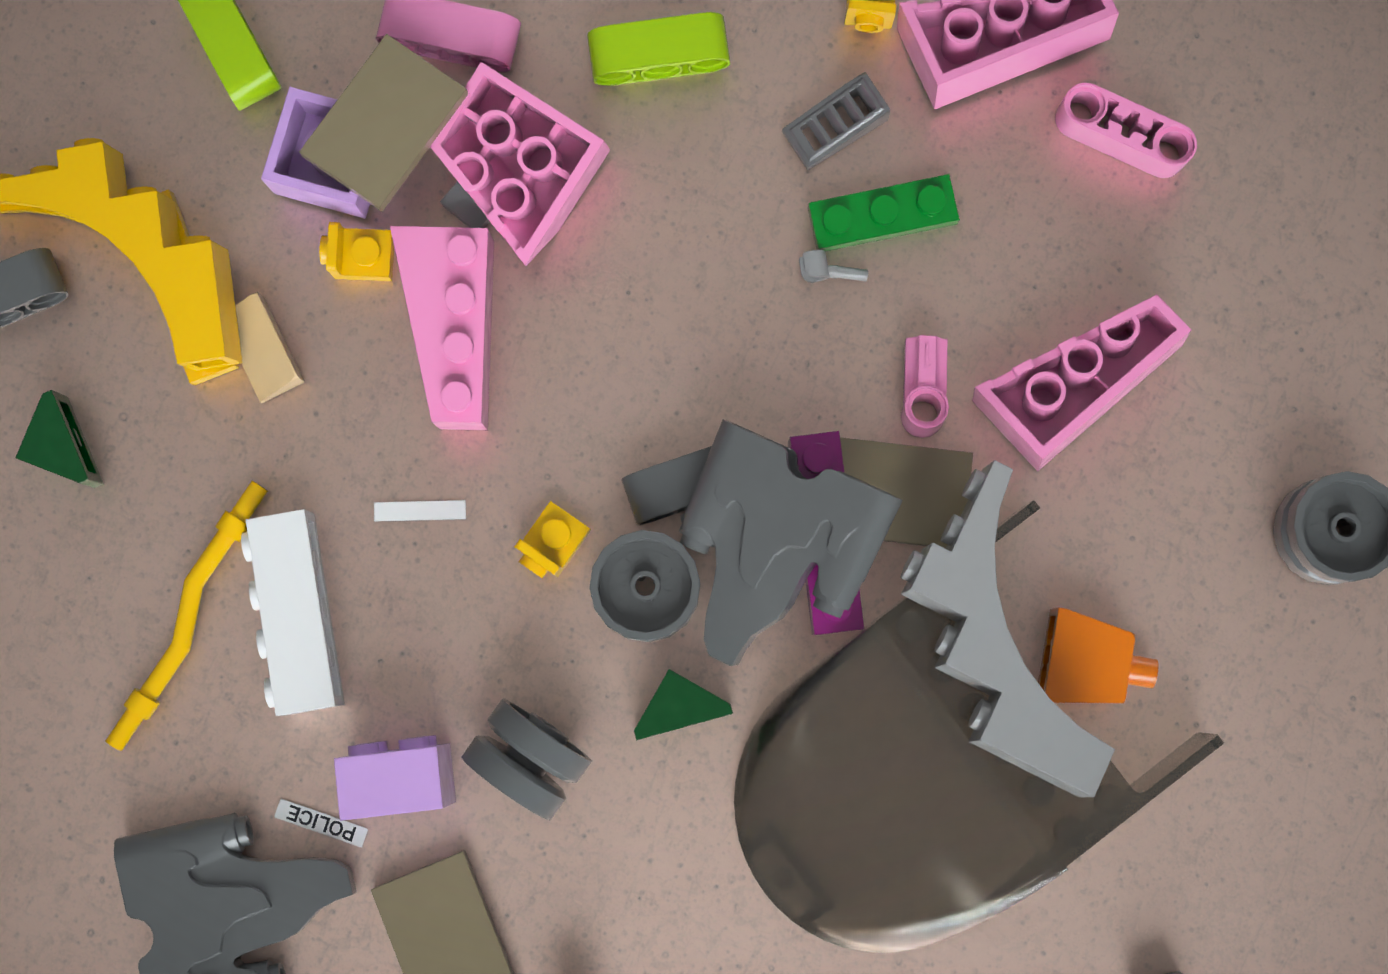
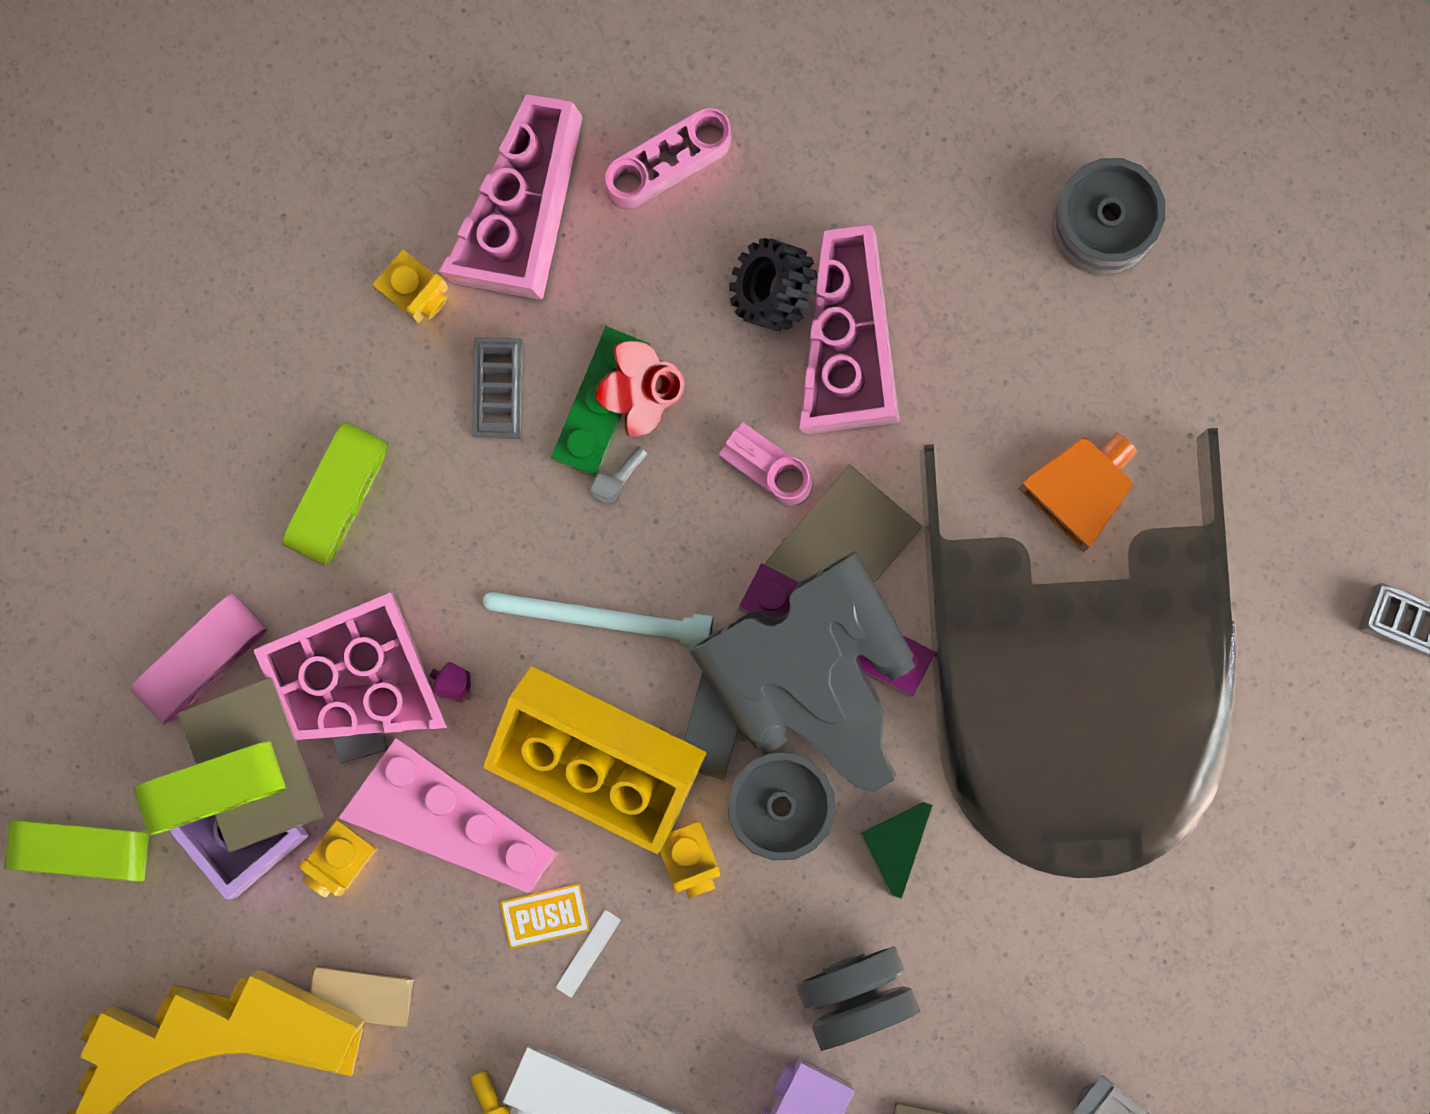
camera: 55 degrees left, 0 degrees up
(338, 97) = (209, 788): none -> lime beam
(427, 454) = (544, 916): none -> sticker
(567, 247) = (452, 682): none -> magenta piece
(579, 402) = (593, 759): none -> yellow brick
(740, 411) = (688, 631): none -> light aqua piece
(914, 227) = (633, 387): none -> plate
(979, 650) = (953, 551): light grey arch -> none
(1081, 285) = (790, 289): none -> black tyre

